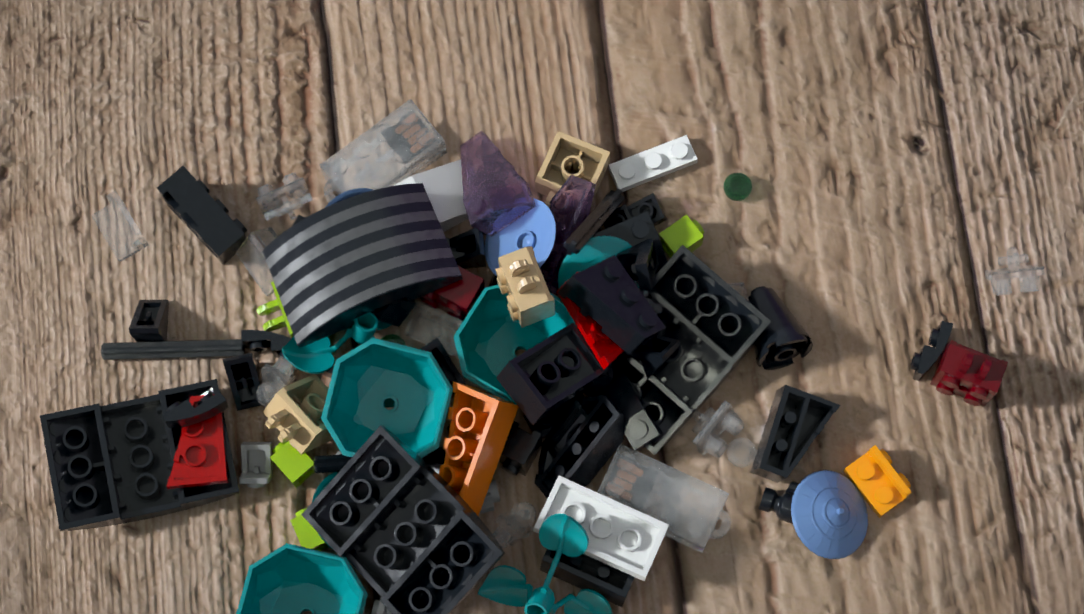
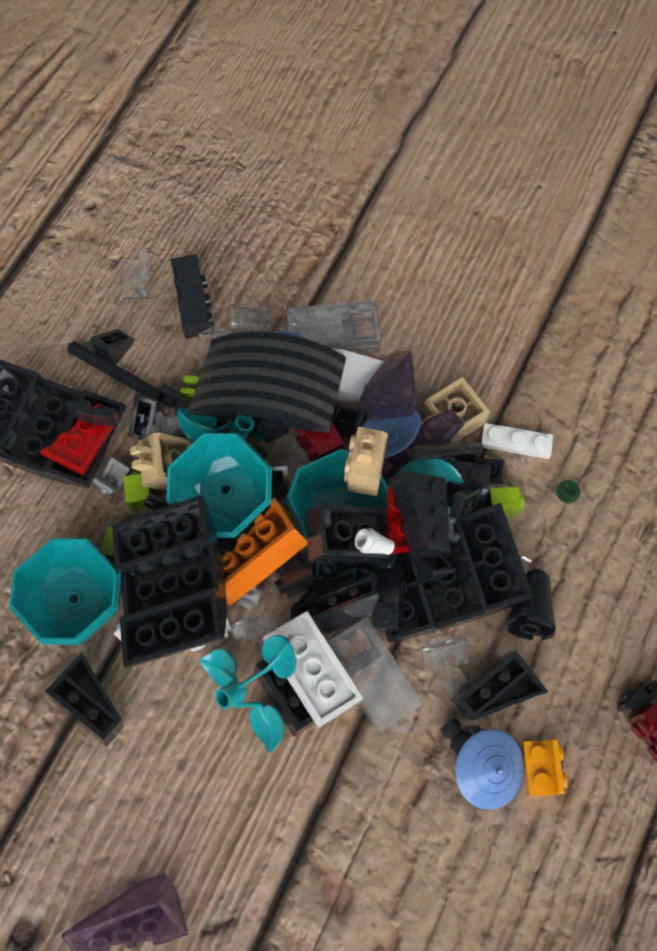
camera: 30 degrees right, 5 degrees down
(584, 366) = (372, 542): none -> white cone

